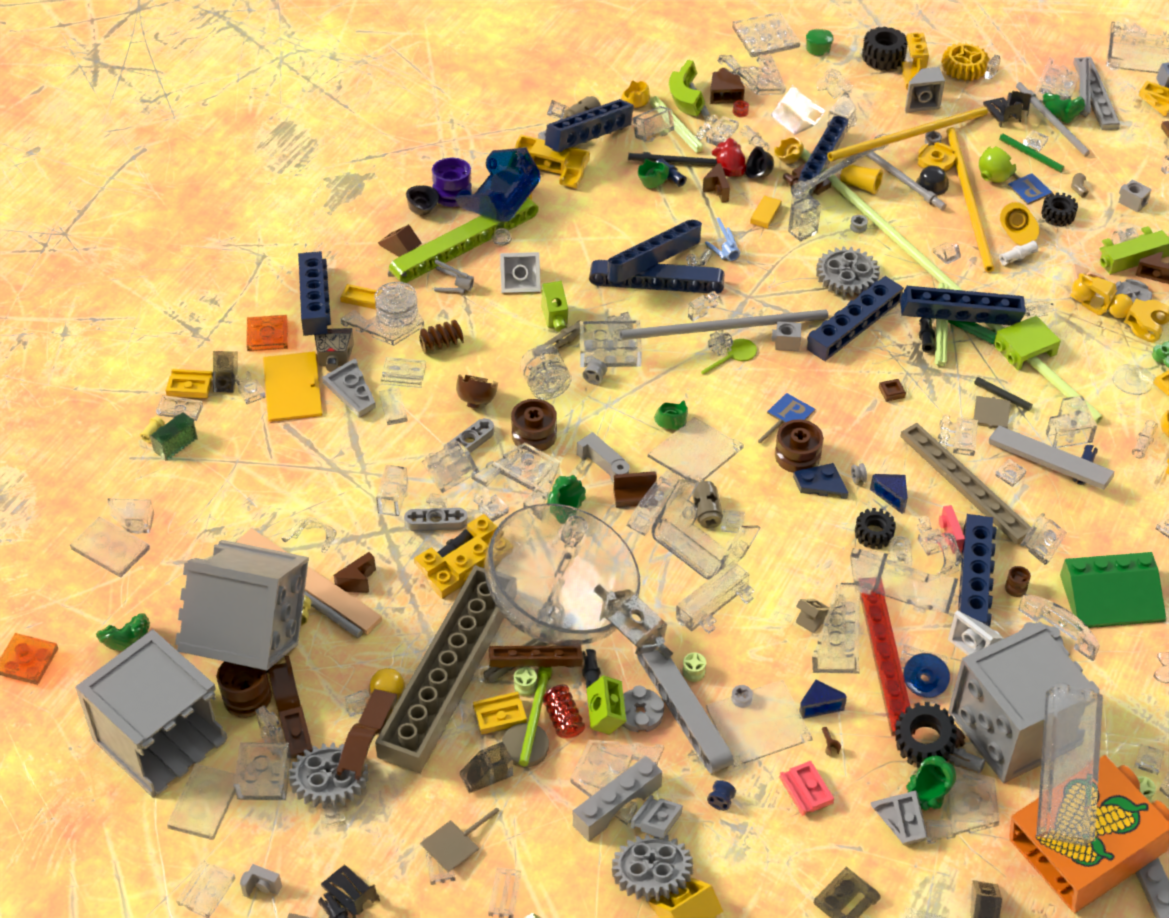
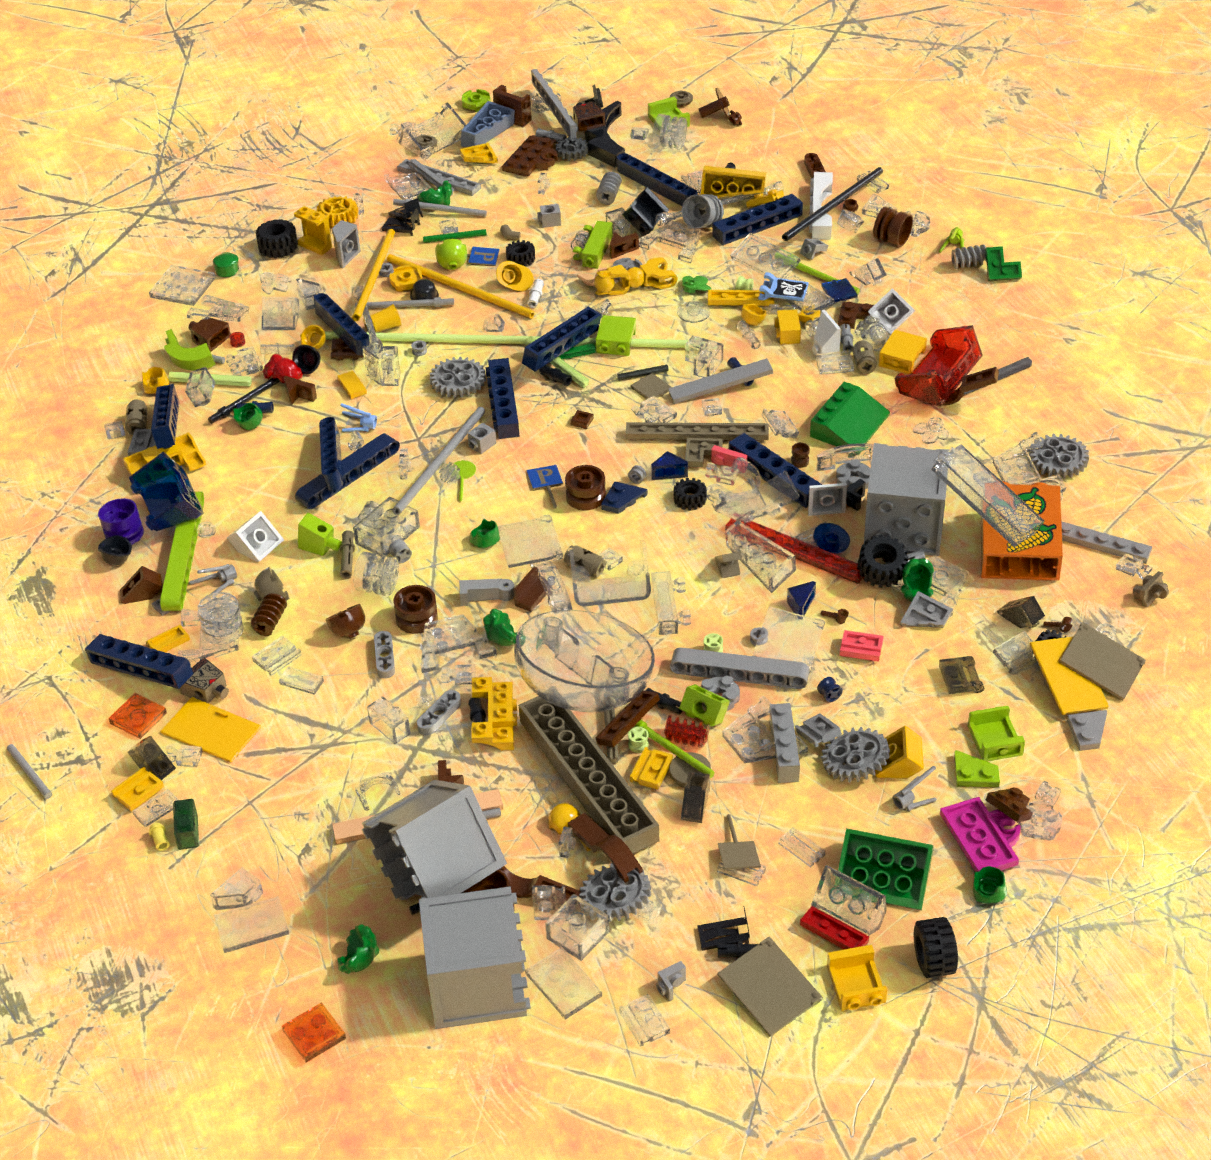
camera: 50 degrees left, 5 degrees down
(158, 310) = (29, 771): none -> light grey bar
(350, 387) = (256, 694): light grey wing -> none
(450, 466) = (403, 674): clear slope -> none
(472, 317) = (267, 583): none -> dark tan cylinder
(644, 634) = (658, 642): clear smoke plate -> none
(942, 495) = (697, 448): none -> dark tan plate
(1134, 53) = (426, 140): none -> dark tan gear

